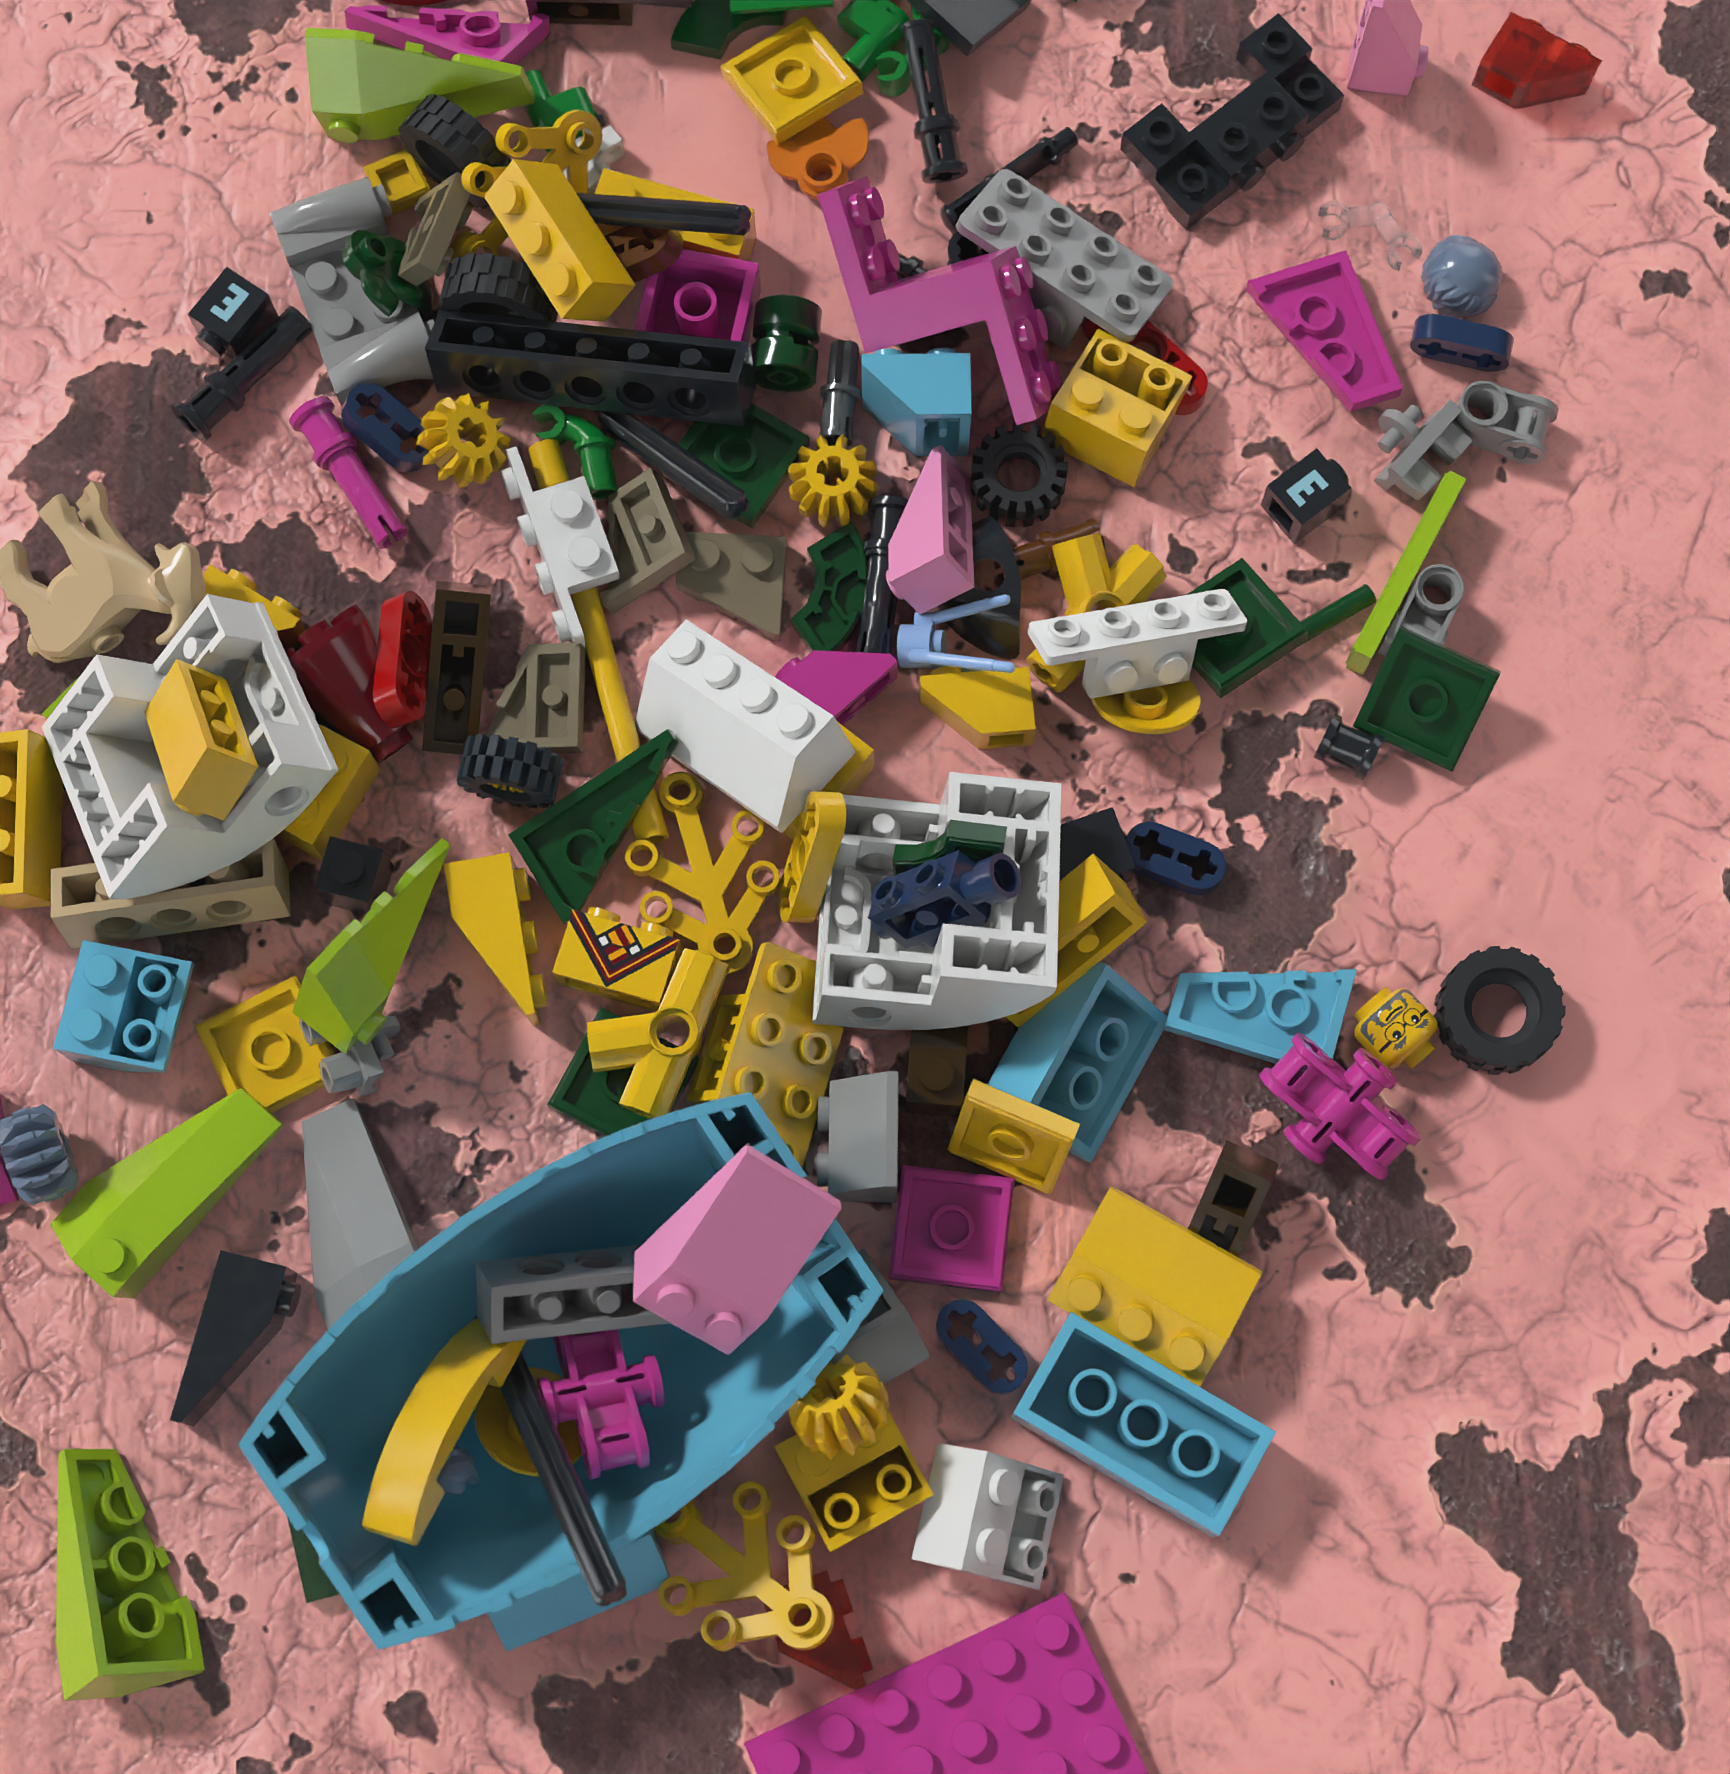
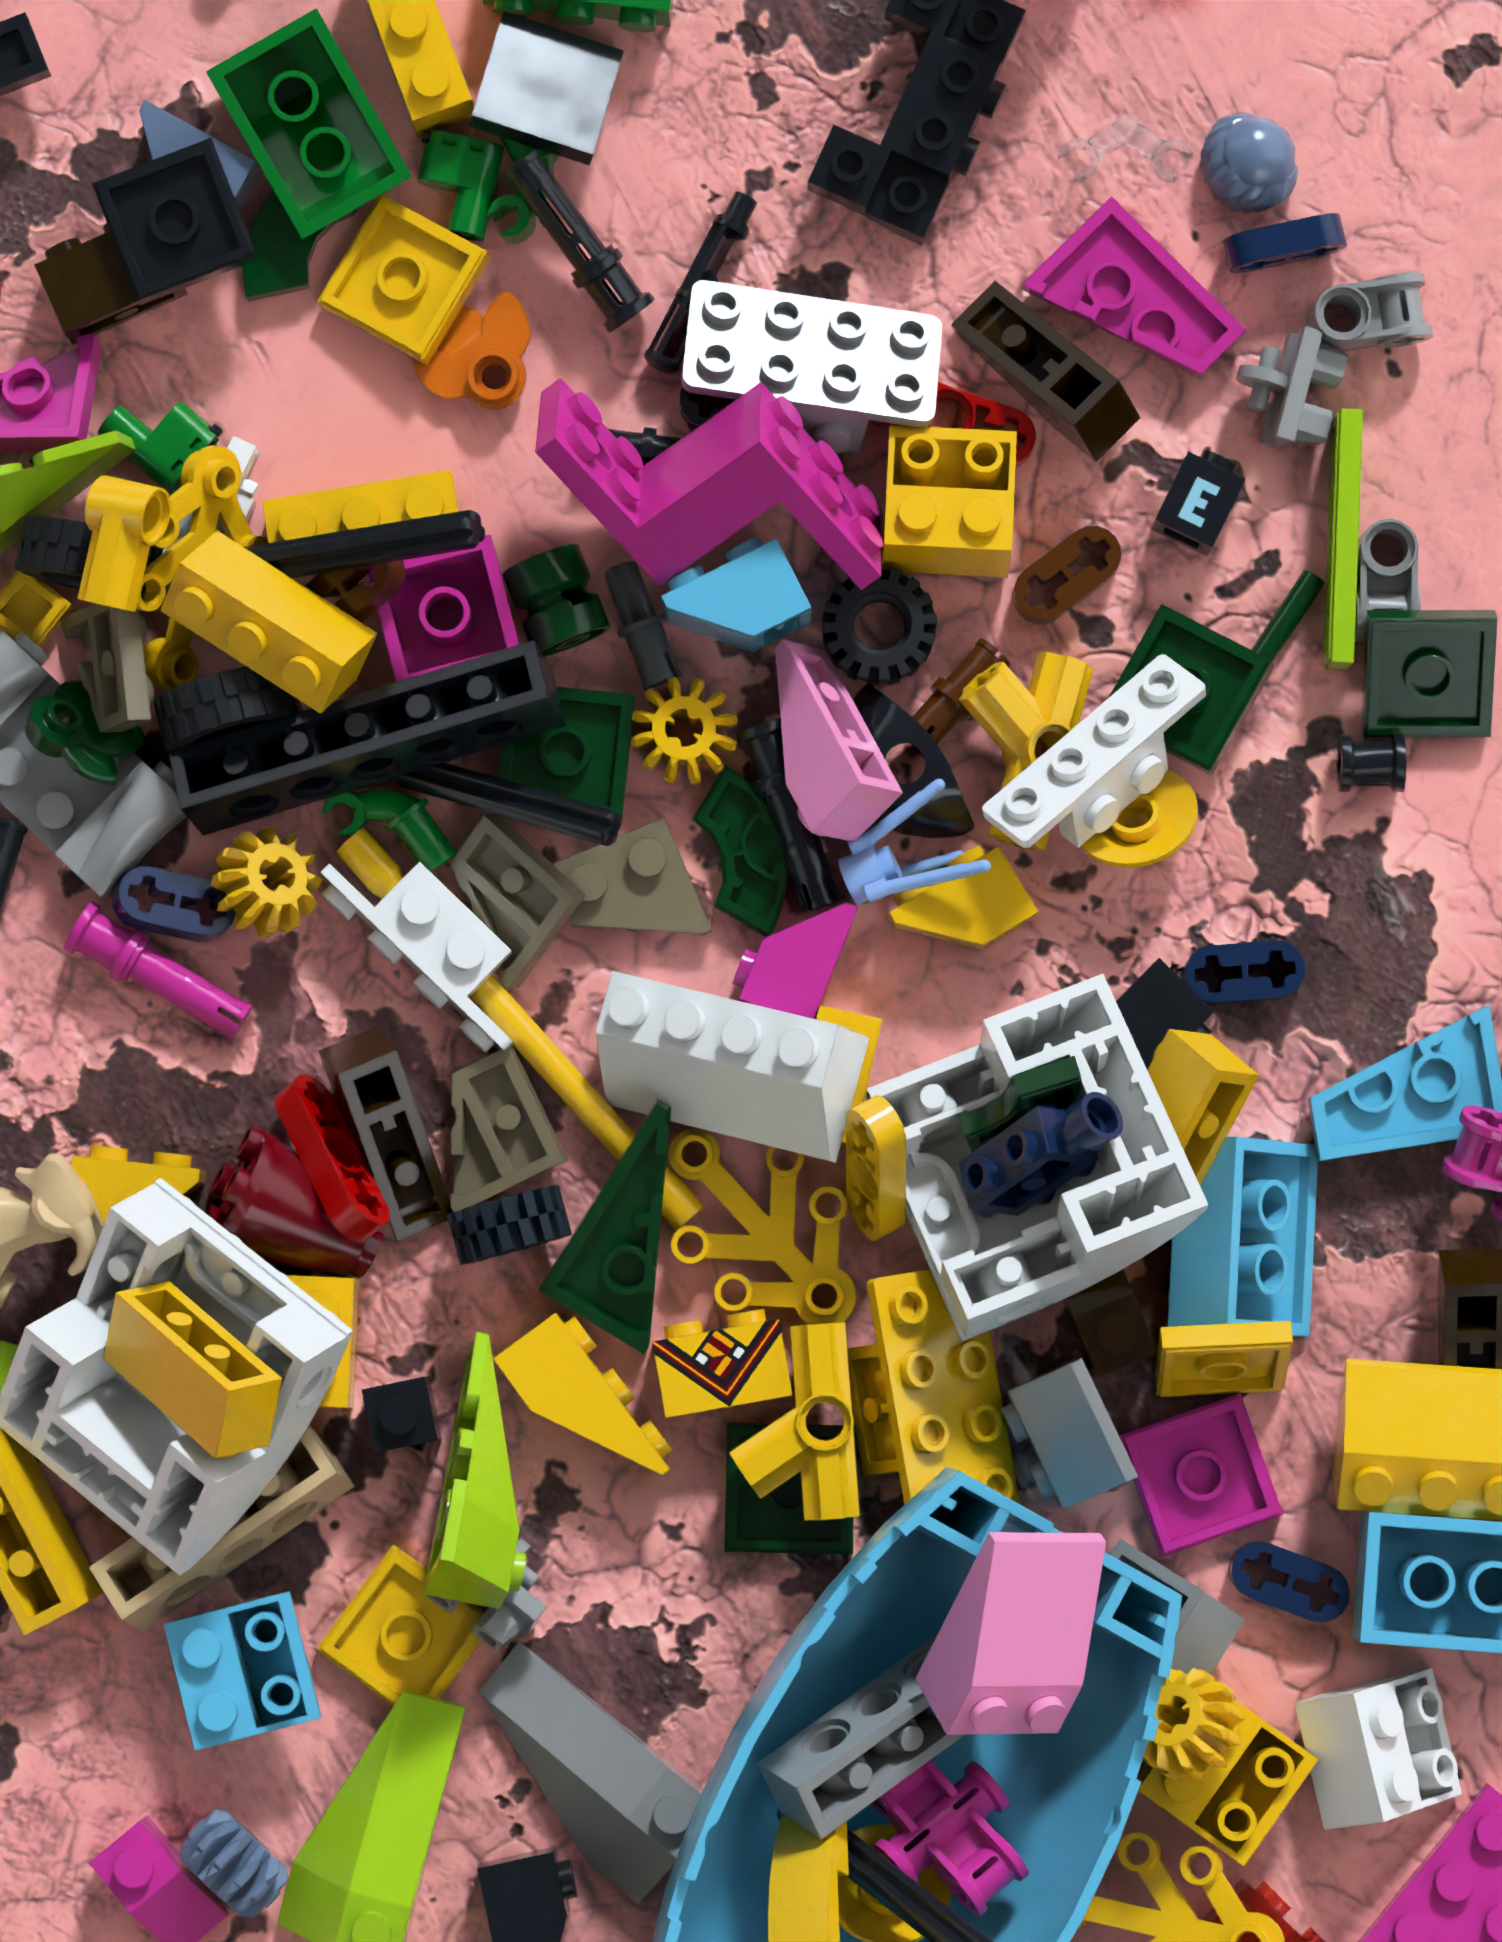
camera: 25 degrees left, 10 degrees up
(487, 113) = (124, 524): none -> yellow piece
(1178, 493) = (1075, 587): none -> reddish brown beam
(1239, 353) = (1048, 371): none -> dark brown slope

